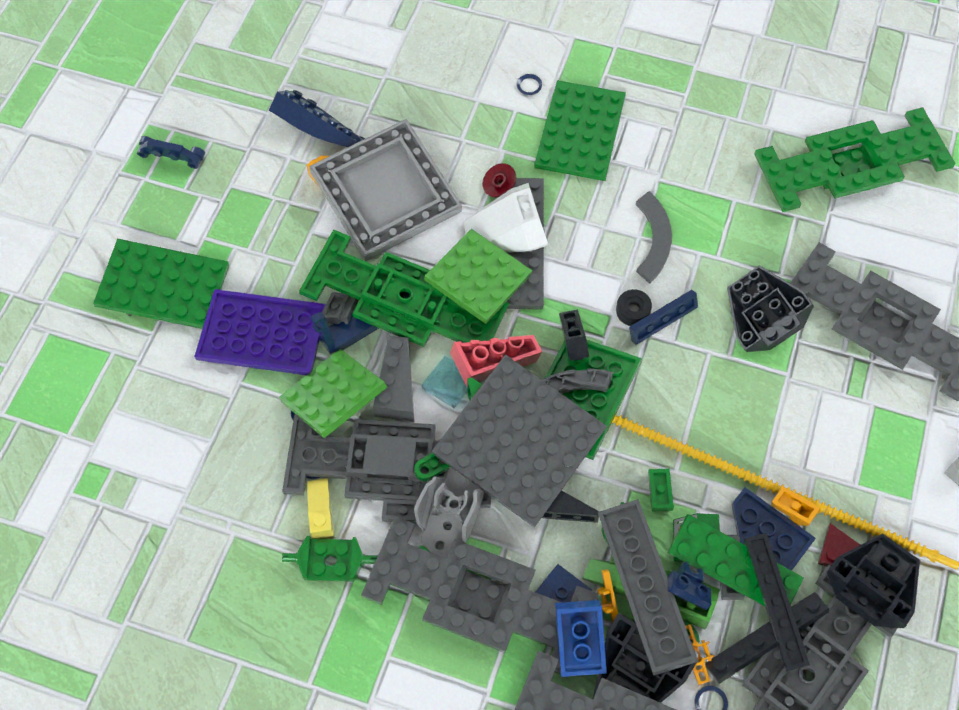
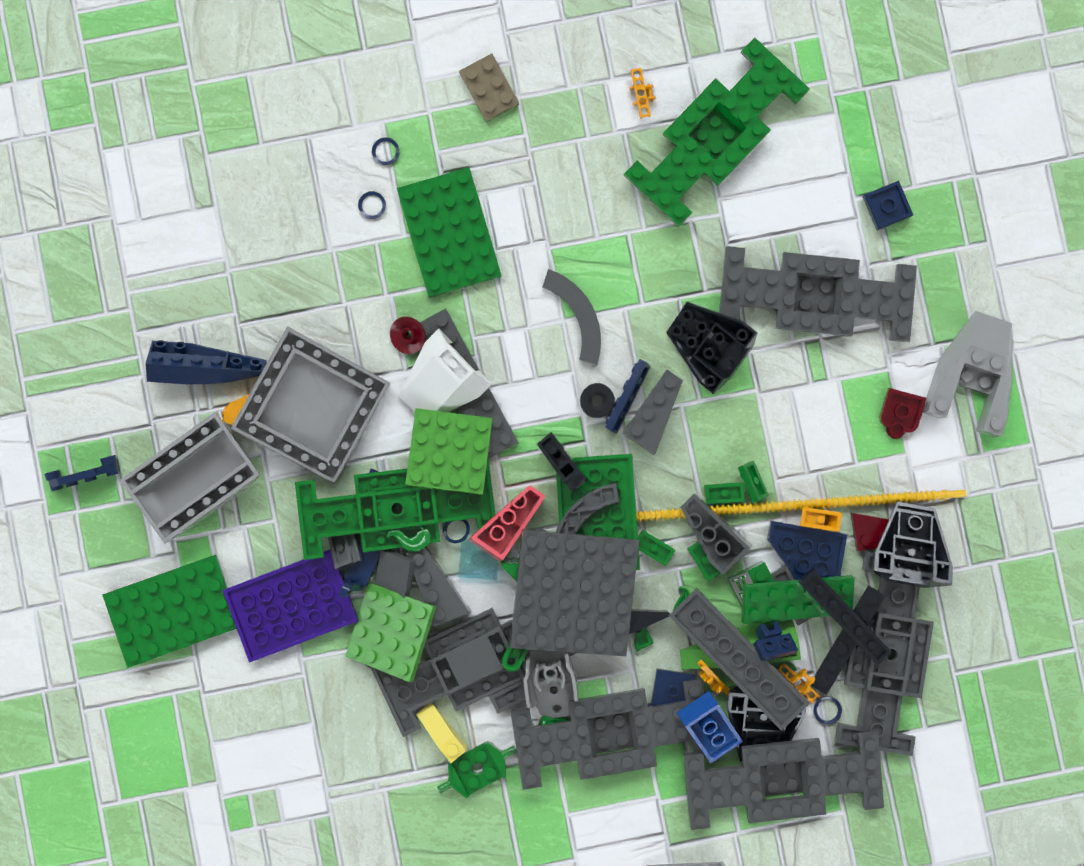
camera: 35 degrees left, 25 degrees up
(251, 193) = (190, 478): none -> light grey slope
(369, 347) = (395, 572): none -> dark grey tile
(401, 330) = (413, 544): none -> green piece
(439, 340) = (456, 541): none -> dark blue piece
(559, 530) = (642, 639): none -> green tile
(567, 48) = (385, 139): none -> dark blue piece
(617, 454) = (655, 548): none -> green plate
(674, 50) = (489, 87): none -> dark tan plate
(679, 341) = (652, 416): none -> dark grey wedge
(683, 473) = (716, 536): none -> dark grey wedge
(710, 441) = (724, 493): none -> green plate
(744, 444) = (753, 481): none -> green plate
(802, 104) = (641, 103): none -> light orange piece
(923, 459) = (901, 412): none -> dark red plate

